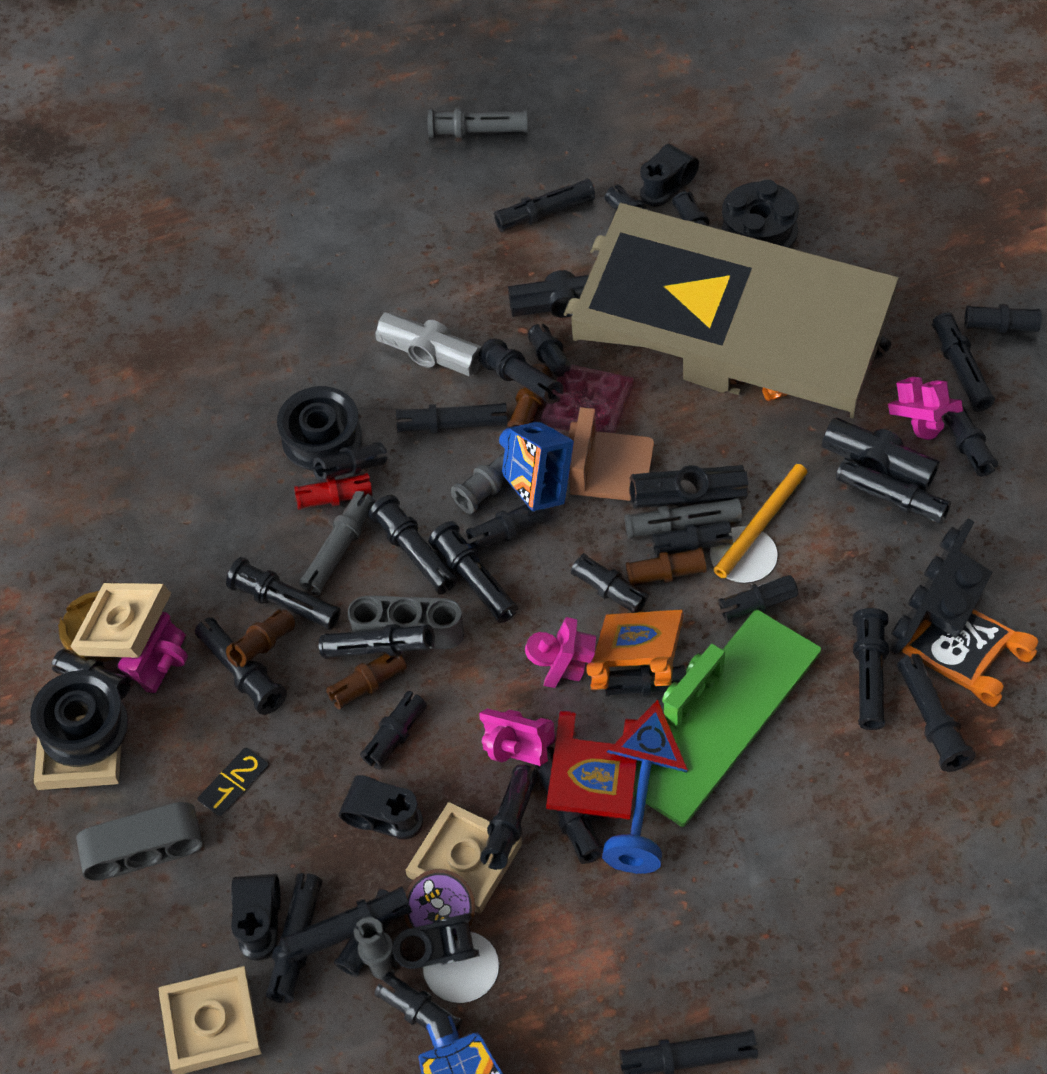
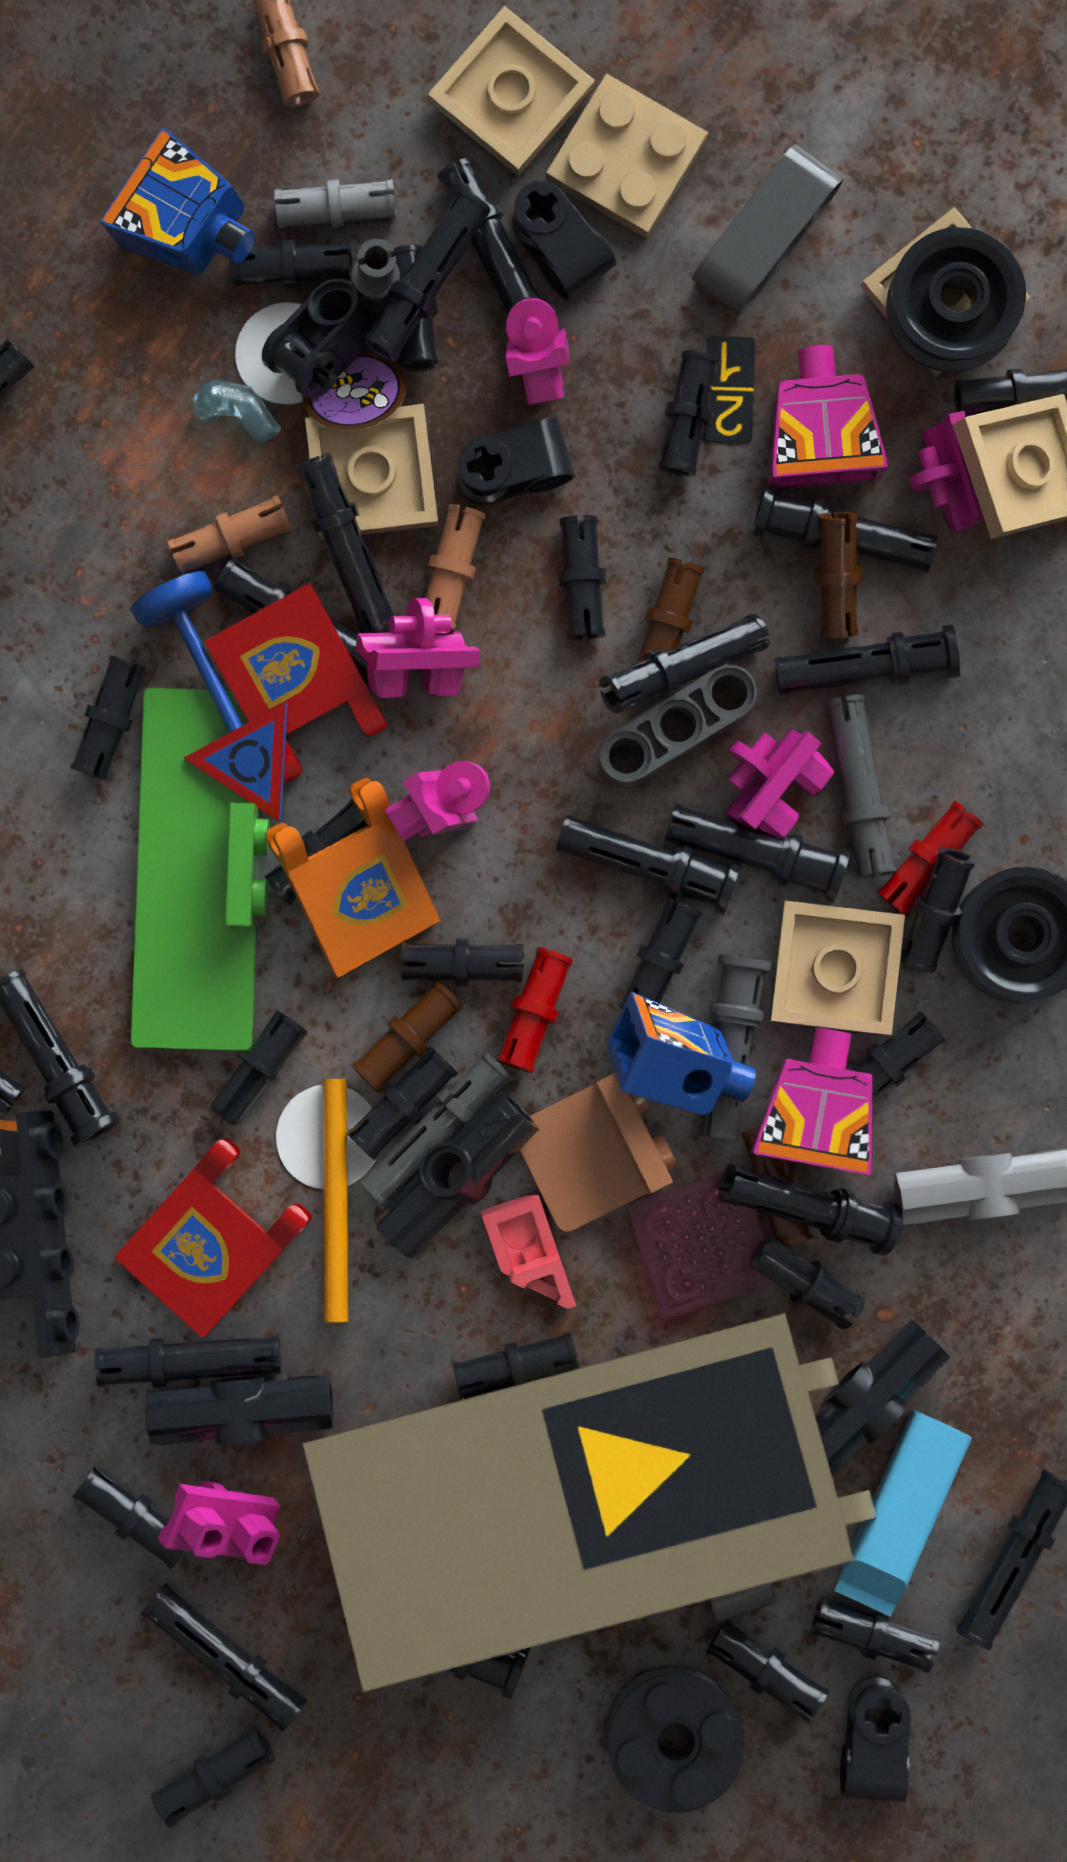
camera: 140 degrees right, 30 degrees up
(177, 940) = (626, 156): none -> tan plate
(204, 718) = (824, 427): none -> dark pink torso
(265, 775) = (688, 413): none -> black pin
(321, 843) = (536, 349): none -> dark pink hips
(364, 1027) = (335, 204): none -> light grey pin
(378, 568) = (766, 774): none -> dark pink hips
(420, 471) = (837, 968): none -> tan plate
(458, 779) = (453, 560): none -> nougat pin
(484, 401) = (819, 1110): none -> torso
(512, 950) = (237, 401): none -> clear light blue arm
(567, 248) = (906, 1511): none -> medium azure piece
(572, 877) = (229, 535): none -> nougat pin
(589, 540) = (535, 1010): none -> red pin
(677, 444) = (527, 1247): none -> coral slope
(716, 821) = (108, 717): none -> black pin
(722, 398) = (515, 1366): none -> black pin
(846, 539) = (203, 1247): none -> red flag

